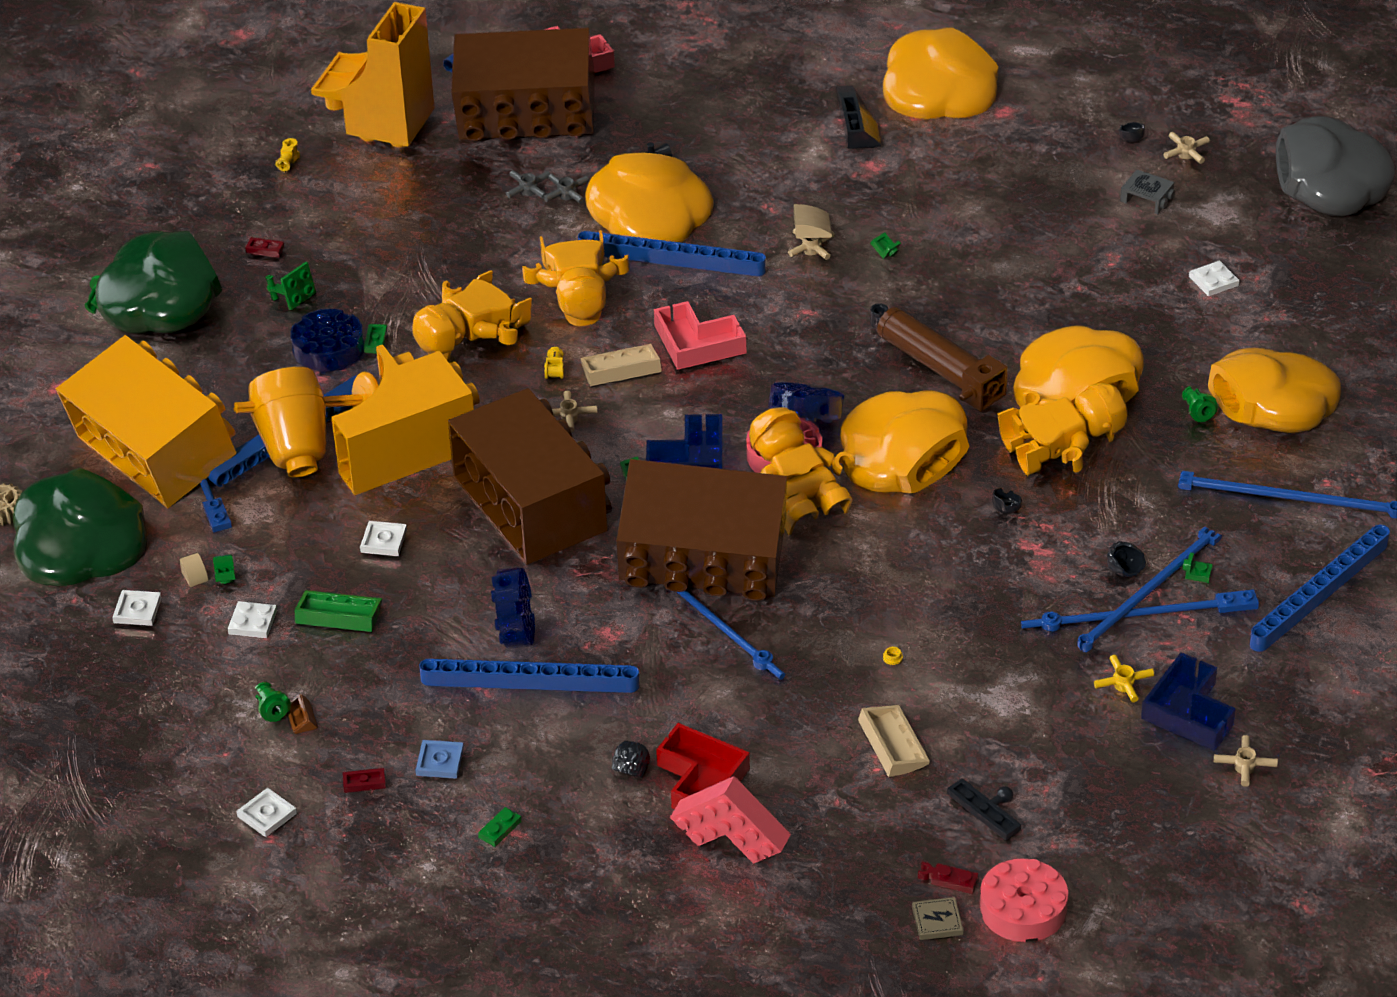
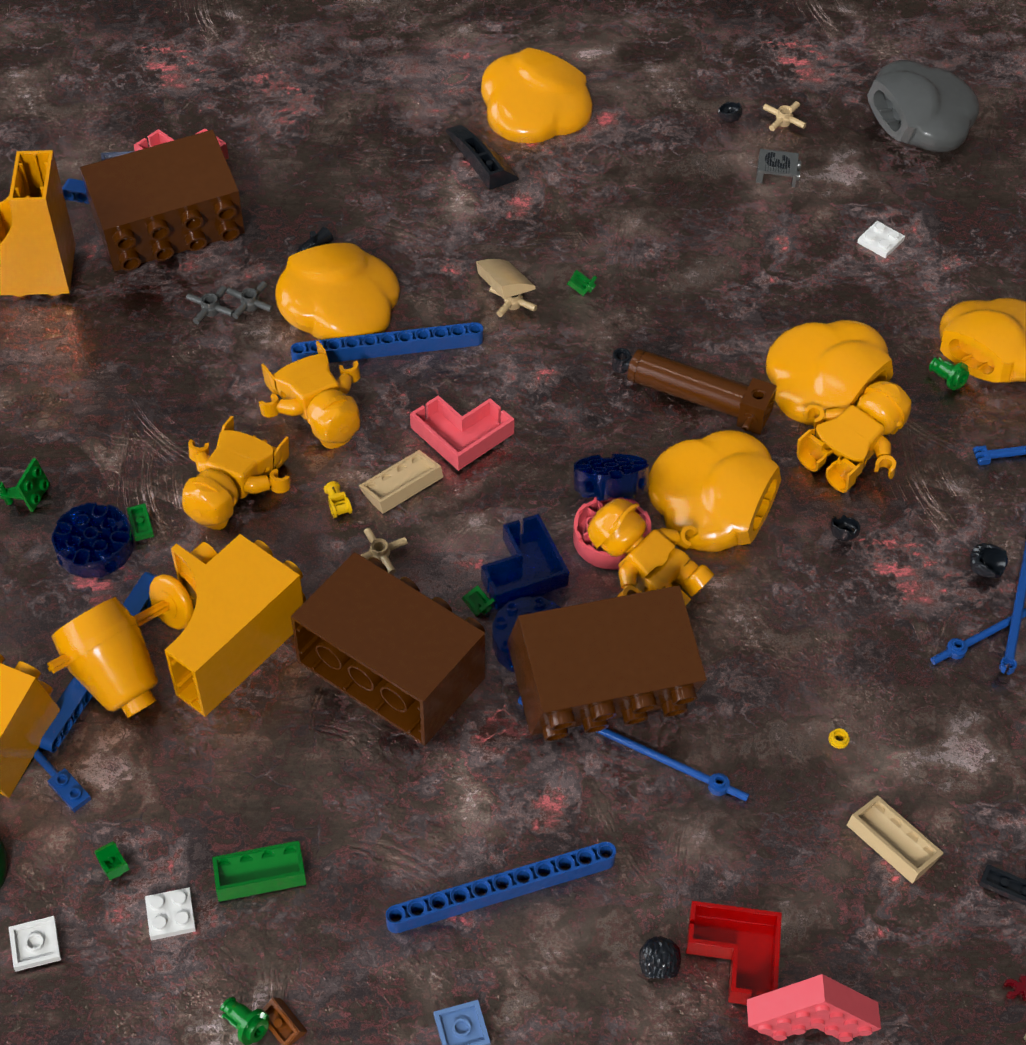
camera: 25 degrees left, 10 degrees up
(193, 570) = (77, 872): tan brick -> none
(383, 538) = (264, 763): white plate -> none
(513, 608) = (456, 816): clear blue brick -> none

